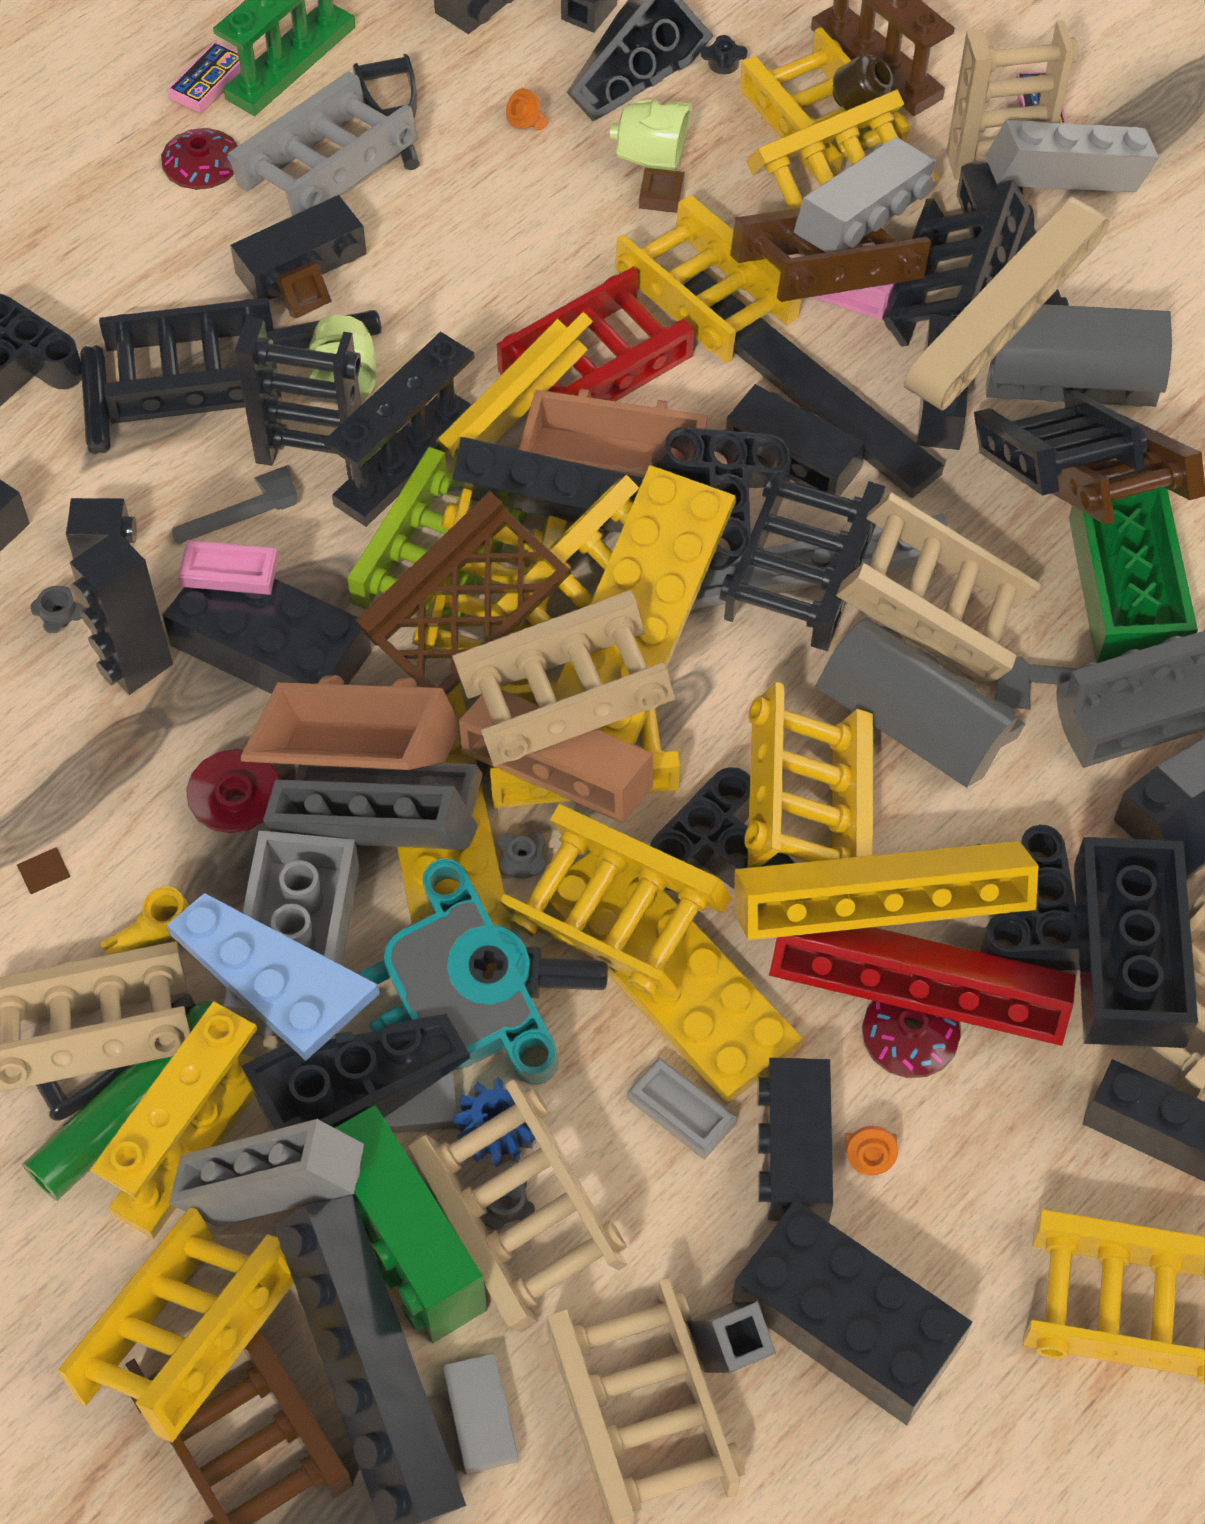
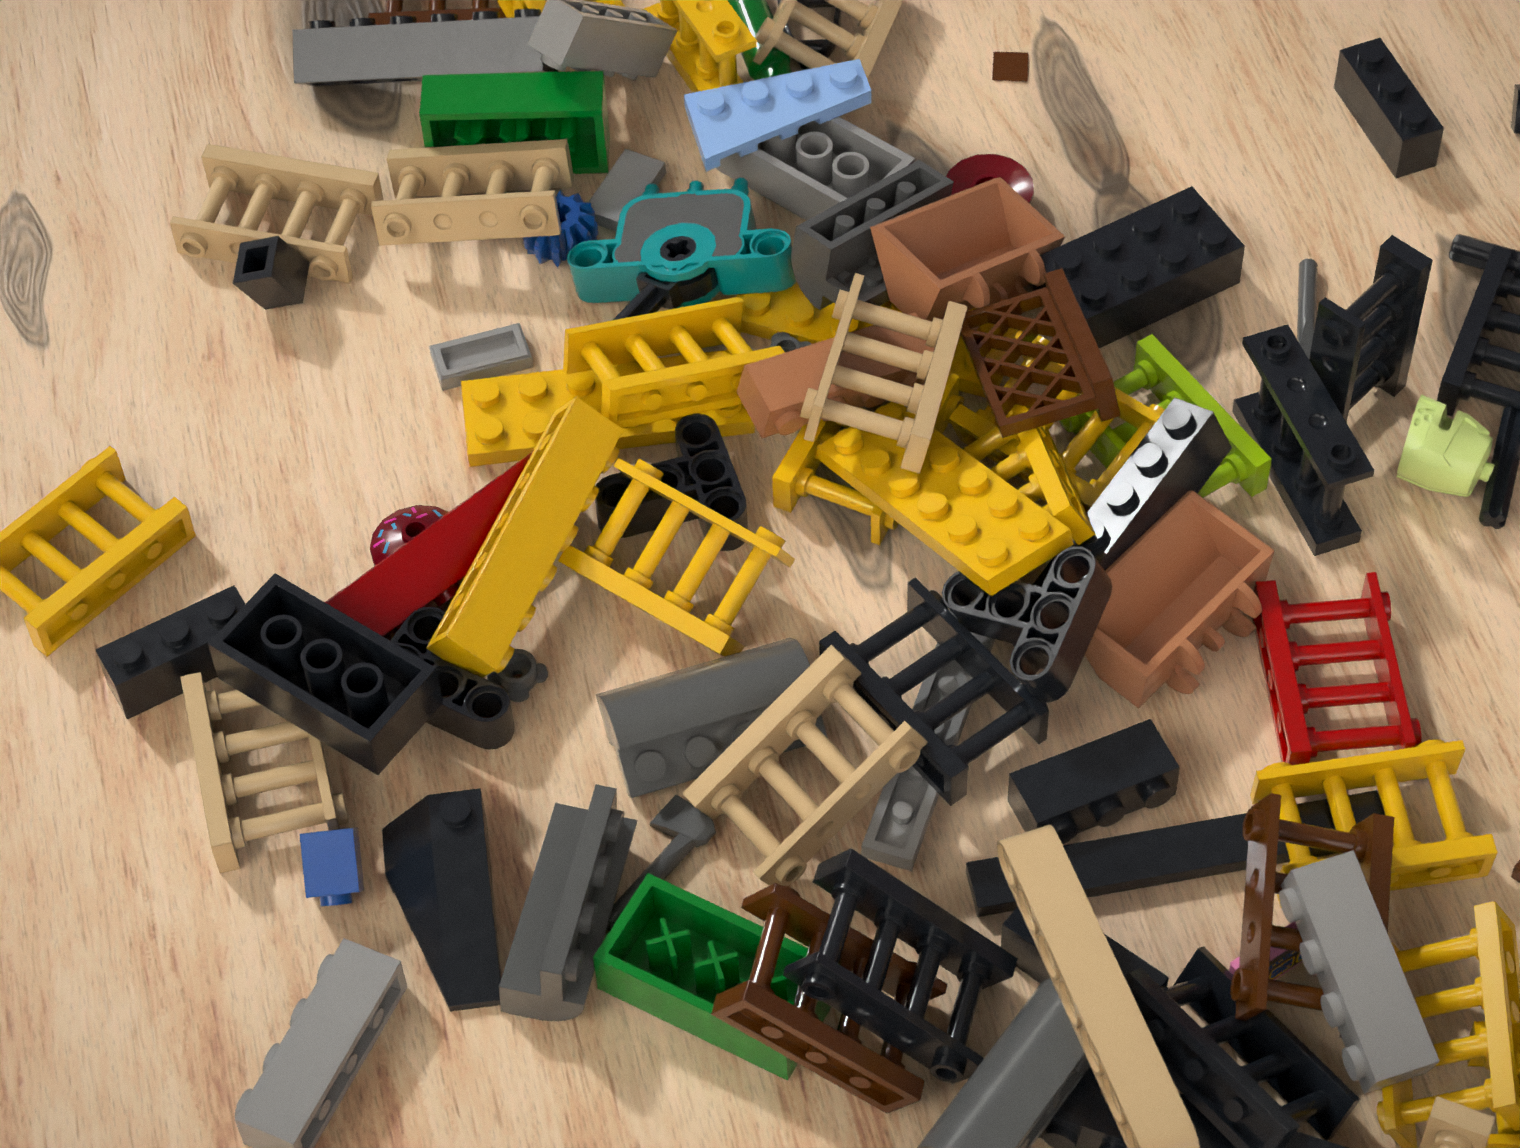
camera: 125 degrees right, 5 degrees down
(56, 598) = (1274, 153): dark grey plate -> none
(95, 519) = (1342, 204): black brick -> none
(121, 613) = (1188, 121): black brick -> none
(151, 923) = (895, 100): yellow pin -> none
(228, 567) = (1204, 234): bright pink tile -> none
(355, 1072) = (651, 133): black wedge -> none
(480, 1414) = (356, 133): light grey tile -> none
(514, 390) = (1298, 550): yellow fence -> none
(796, 1136) = (386, 403): black brick -> none
(852, 1311) = (229, 361): black brick -> none
(871, 1150) = (342, 454): orange plate -> none

